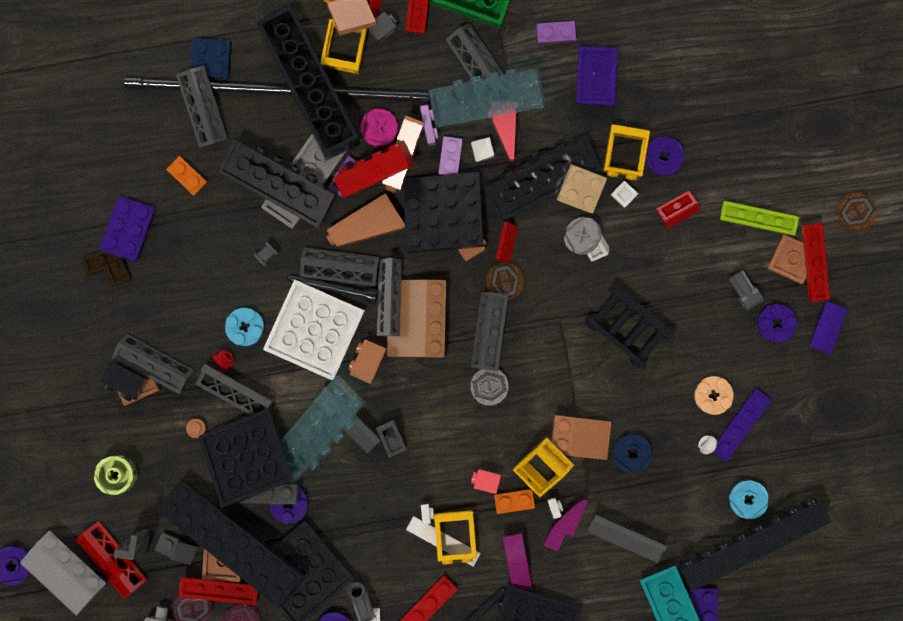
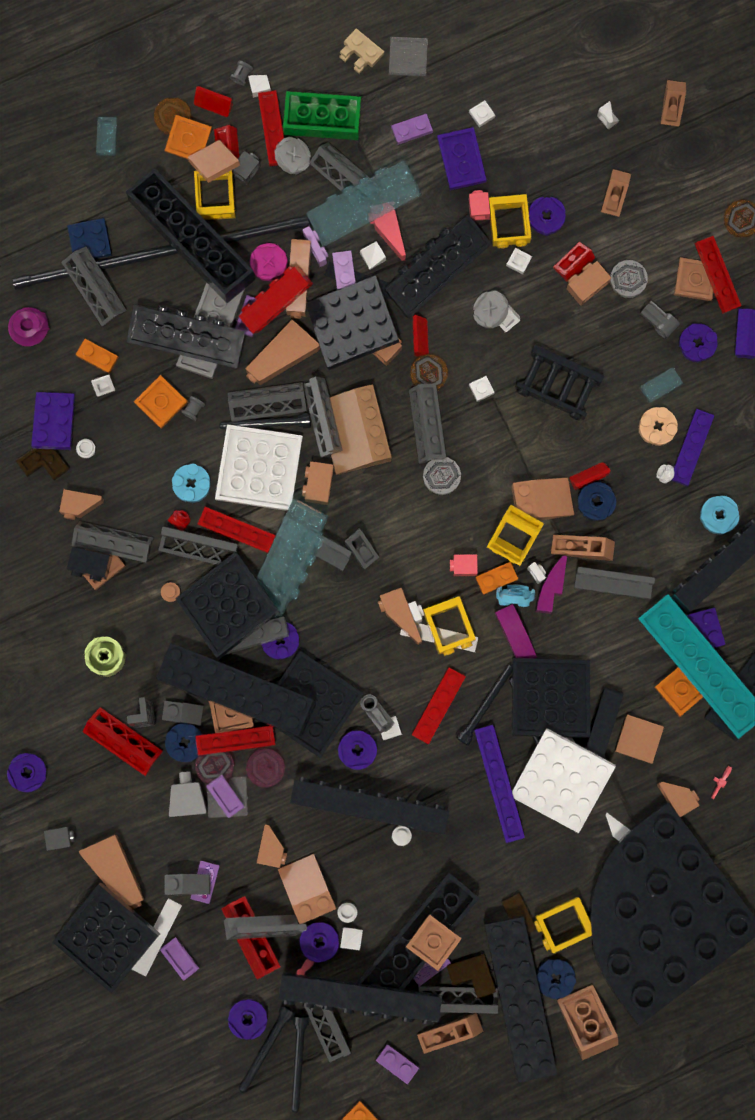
camera: 20 degrees left, 5 degrees down
(62, 573) = (79, 764): light grey slope -> none
(127, 129) = (28, 326): none -> magenta piece
(129, 318) = (78, 504): none -> nougat slope
(151, 264) = (85, 448): none -> white plate
(159, 575) = (174, 737): none -> dark blue plate
(184, 207) = (103, 385): none -> white slope
(236, 238) = (160, 402): none -> orange plate
(275, 385) = (236, 530): none -> red plate
(409, 506) = (398, 611): none -> nougat slope
(431, 28) = (292, 155): none -> light grey tile
(527, 525) = (515, 594): none -> medium azure plate
(552, 311) = (481, 388): none -> white plate
(581, 188) = (477, 266): tan plate -> none
(600, 128) = (479, 205): none -> coral brick
(606, 495) = (583, 547): none -> nougat slope
(629, 35) = (482, 113): none -> white plate
(633, 425) = (589, 476): none -> red slope
(686, 235) = (588, 283): none -> nougat brick
(727, 241) = (628, 278): none -> tile
(728, 356) = (661, 385): none -> clear light blue plate
(739, 152) = (616, 192): none -> nougat slope
(752, 72) = (606, 116): none -> white slope
(759, 218) = (653, 249): lime plate -> none
(821, 76) = (673, 103): none -> nougat slope

